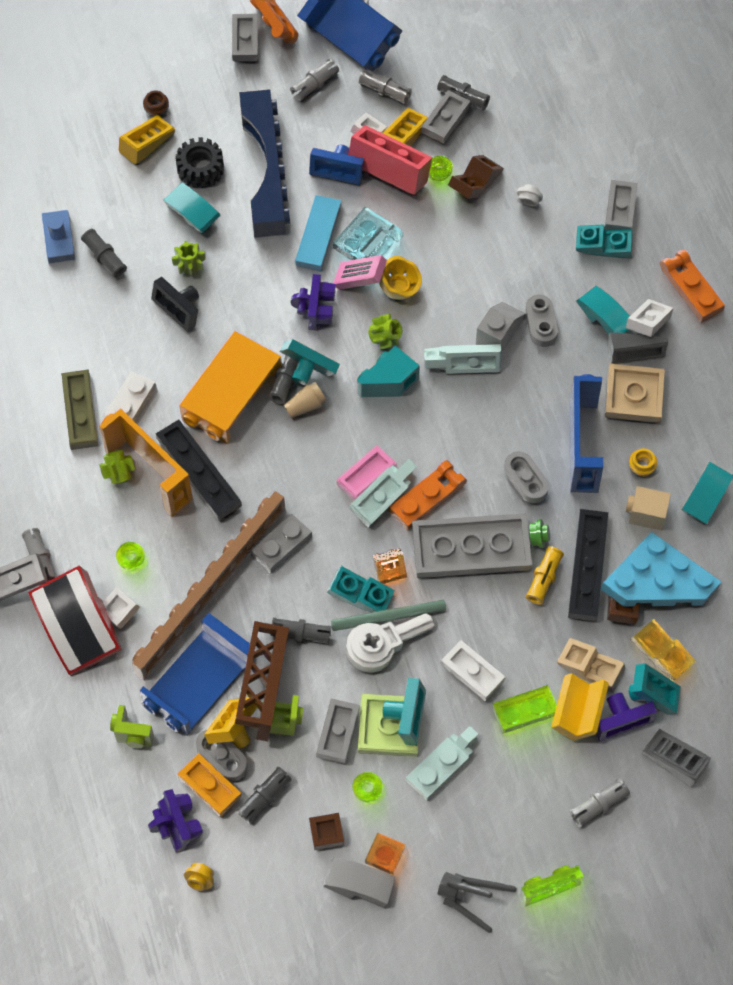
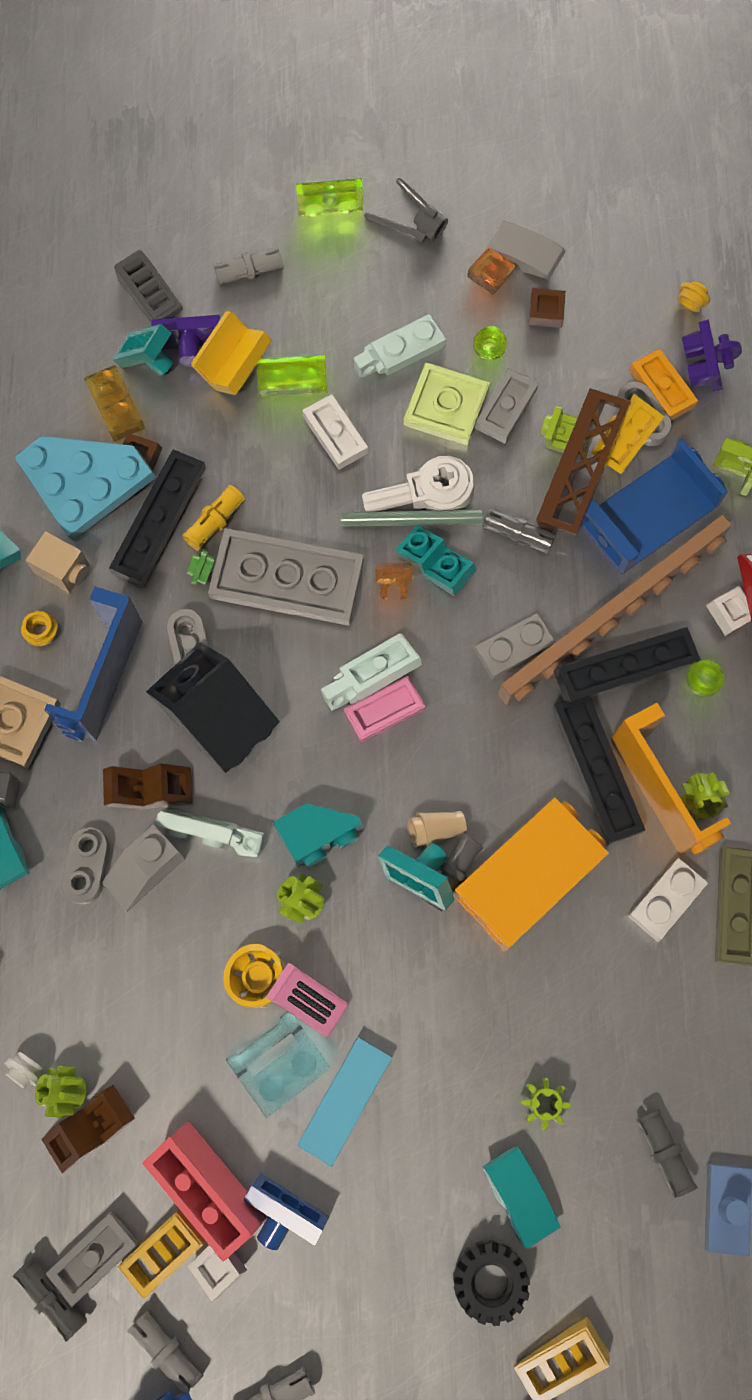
camera: 165 degrees left, 10 degrees up
(175, 303) = (575, 1032): black tile -> none
(192, 541) = (626, 665): none -> black plate
(263, 795) = (605, 361): dark grey pin -> none
(267, 204) = (381, 1346): dark blue arch -> none
(319, 292) = (385, 957): dark purple hips -> none
(408, 712) = (426, 392): teal tile -> none
(427, 495) = (316, 658): orange plate -> none
(443, 173) = (120, 1164): clear neon green plate -> none
(491, 429) = (214, 706): none -> black slope
(500, 188) = (60, 1091): none -> lime gear
(512, 380) = (147, 788): none -> reddish brown slope
(589, 664) = (199, 408): tan slope -> none

